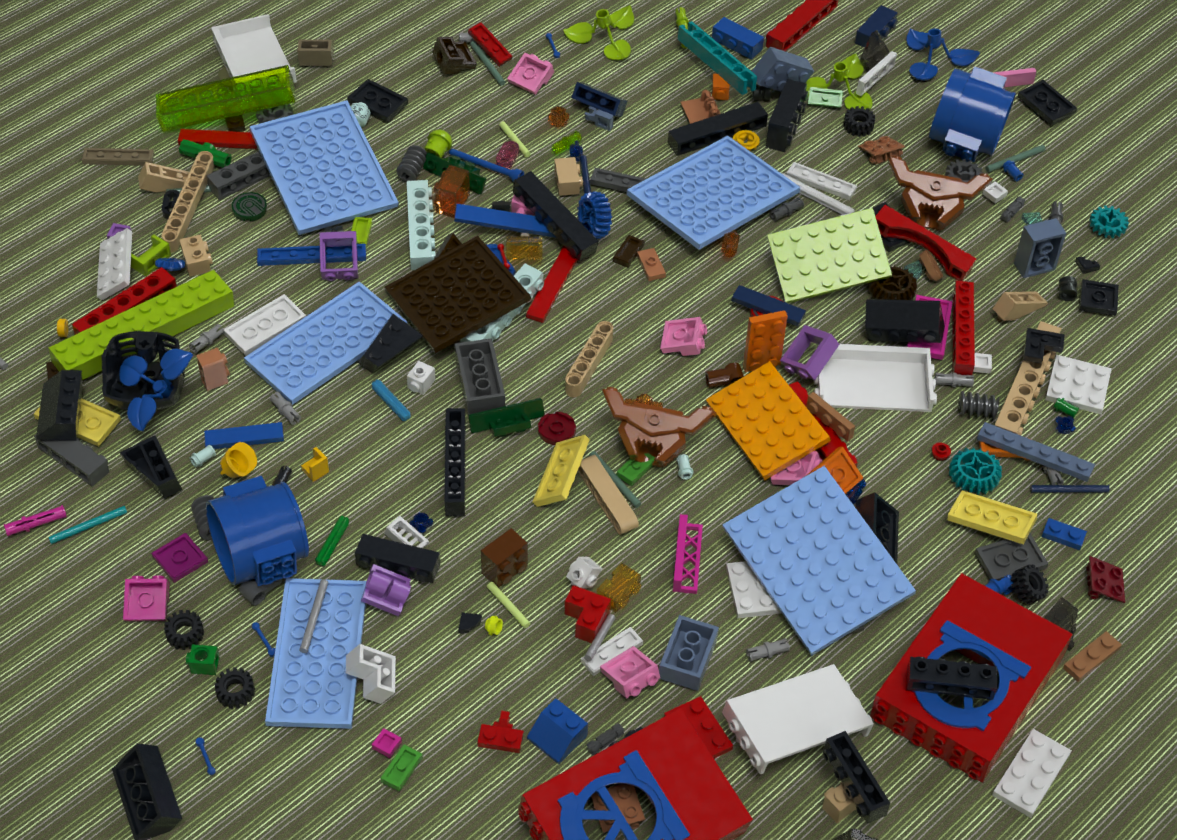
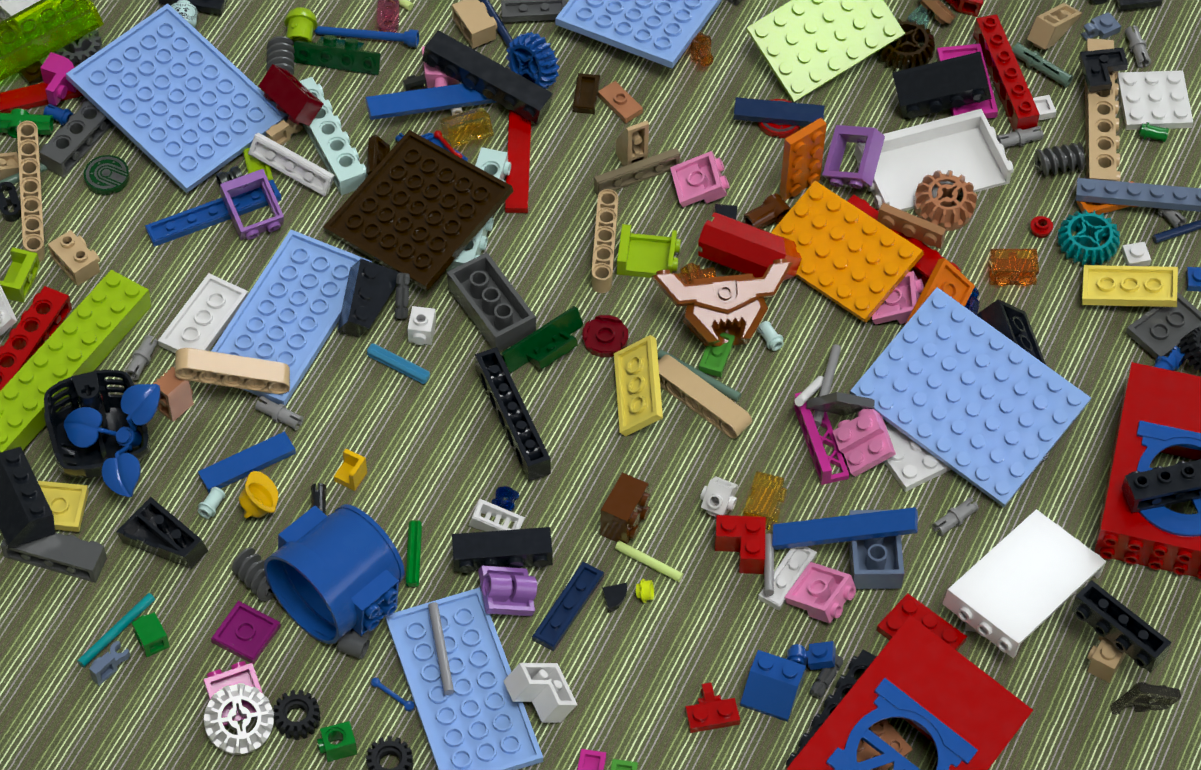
camera: 20 degrees left, 5 degrees up
(27, 523) = (29, 664): dark pink pin -> none
(65, 547) = (107, 665): none -> sand blue plate
(108, 535) = (150, 634): none -> green brick
(140, 631) = (241, 742): none -> white gear
(170, 264) = (49, 278): blue gear -> none
(236, 155) = (59, 114): none -> blue pin
(243, 135) = (54, 73): none -> dark pink brick
(259, 364) = (232, 370): none -> tan beam
(382, 236) = (291, 164): none -> white tile
(387, 213) = (281, 132): none -> tan plate
(403, 187) = (290, 95): none -> dark red brick
(416, 350) = (402, 295): none -> dark grey axle
(429, 618) = (568, 606): none -> dark blue tile
(451, 190) = (348, 82): clear orange brick -> none
(604, 721) = (819, 655): none -> blue plate
(617, 375) = (646, 254): none -> lime panel
(638, 316) = (637, 171): none -> dark tan tile
(641, 296) = (633, 144): none -> tan slope
(668, 627) = (845, 528): none -> blue tile
(690, 391) = (745, 246): none -> red brick
(692, 515) = (809, 391): none -> white bar
(694, 368) = (727, 210): none -> black tile
(710, 517) = (828, 379): none -> light grey bar
(710, 532) = (840, 403): none -> dark grey tile
(718, 567) = (864, 441): none -> bright pink plate
(867, 414) = (941, 208): none -> nougat gear
(903, 474) = (1013, 267): none -> clear orange brick
(991, 325) = (1034, 60): none -> sand green pin
(1010, 495) = (1136, 254): none -> white plate
(1059, 317) = (1103, 25): none -> sand blue plate
(1065, 424) = (1160, 153): clear blue plate -> none
(1082, 340) = (1137, 46): none -> light grey pin

